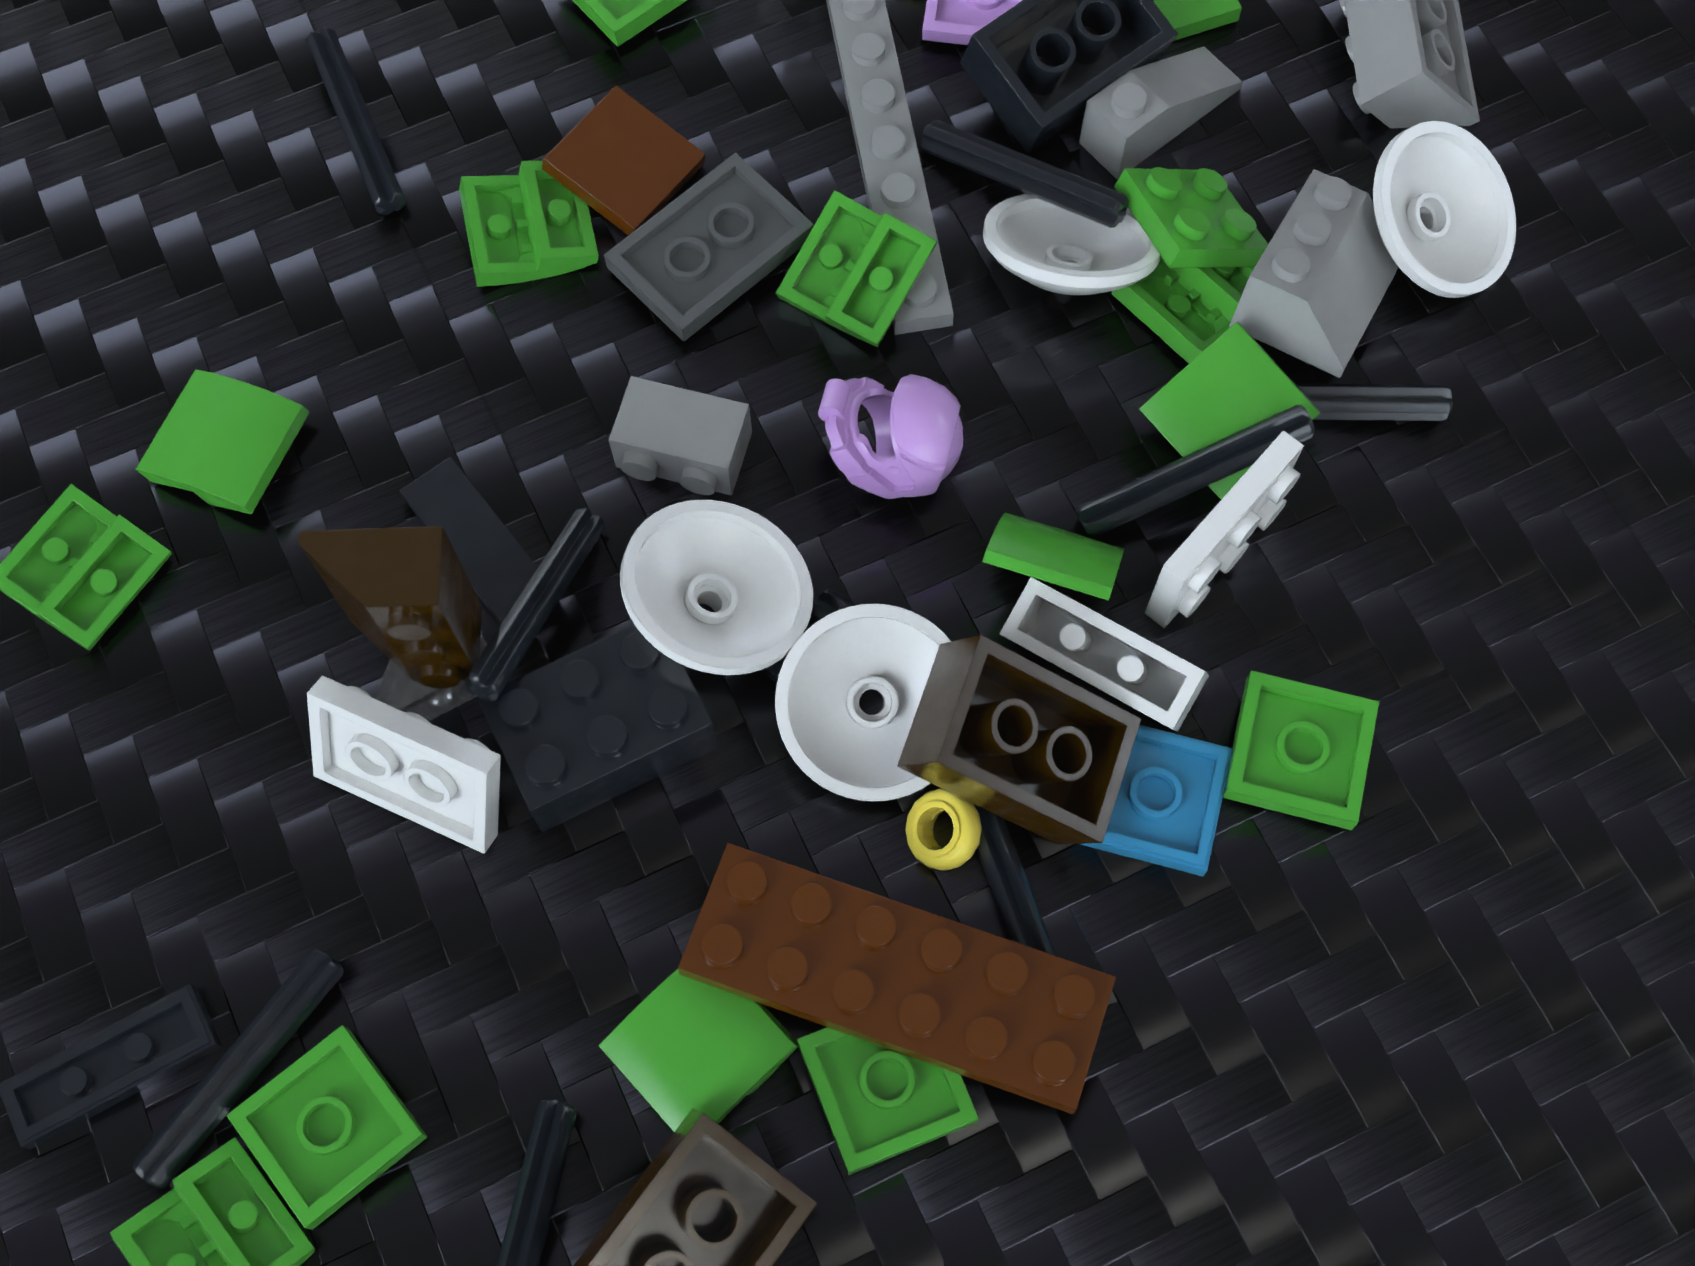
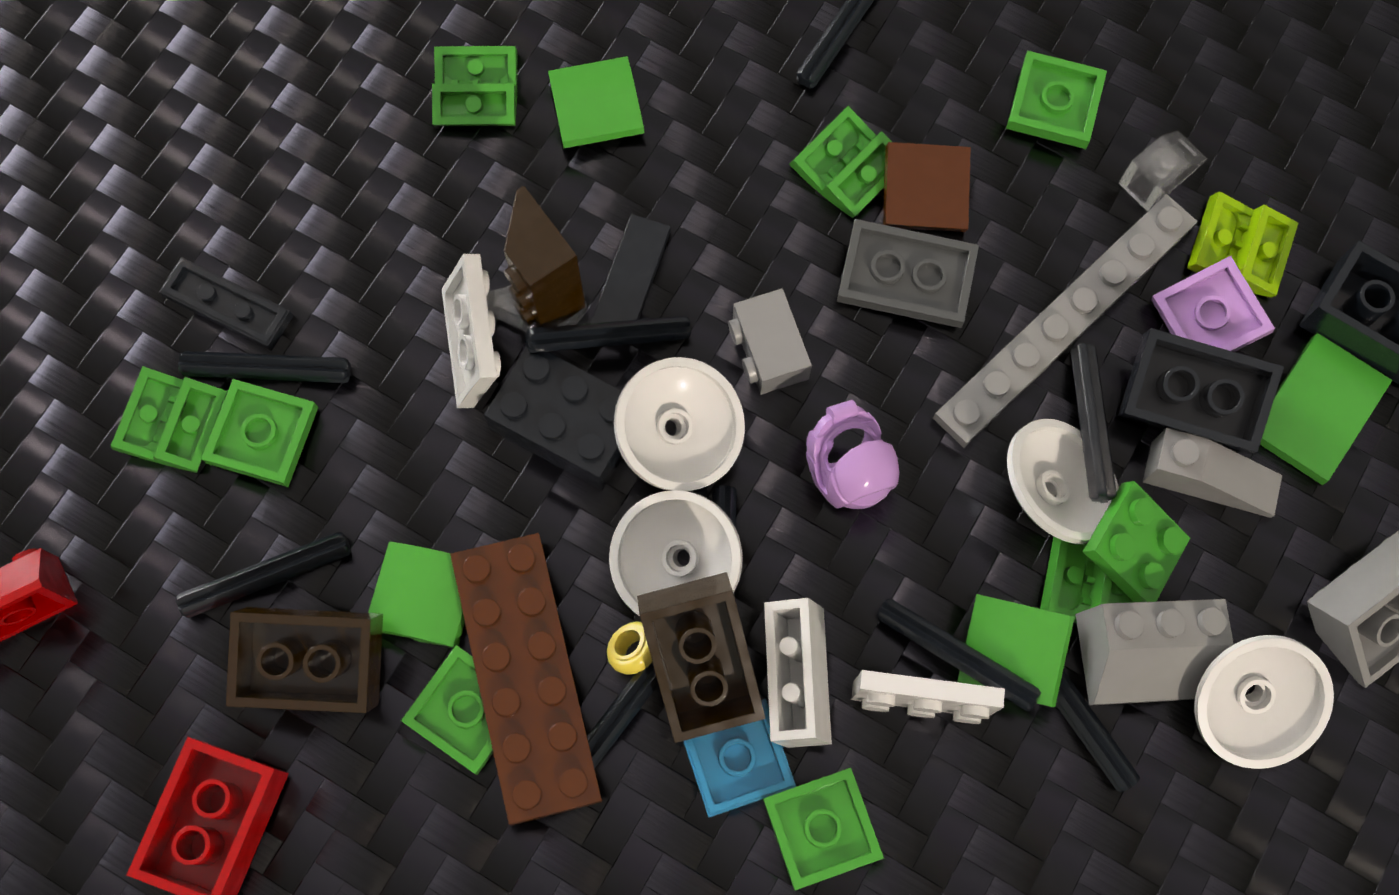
camera: 55 degrees right, 5 degrees up
(856, 269) = (951, 366): bright green slope -> none
(1054, 555) = (840, 604): bright green slope -> none

